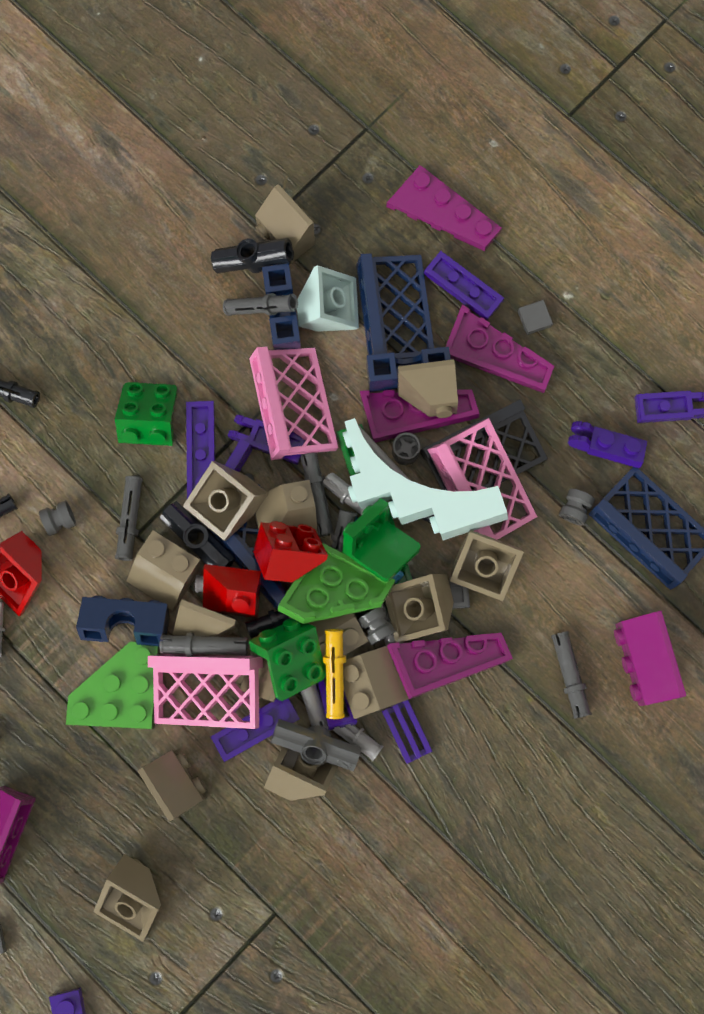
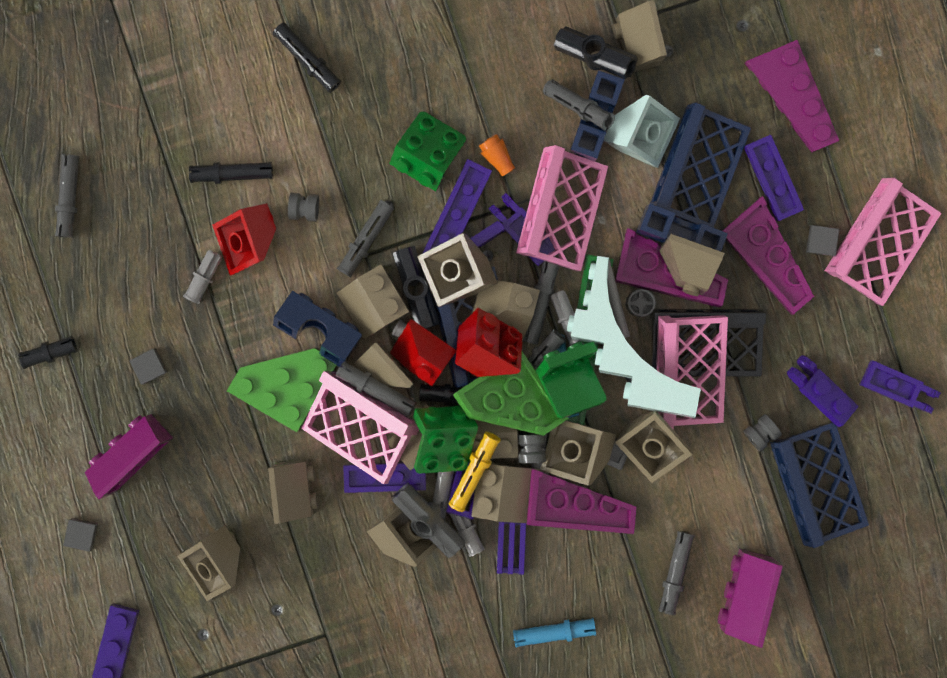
camera: 30 degrees right, 10 degrees up
(211, 385) = (497, 155): none -> orange cone
(490, 791) = (554, 632): none -> dark azure pin
(565, 286) = (867, 225): none -> bright pink fence

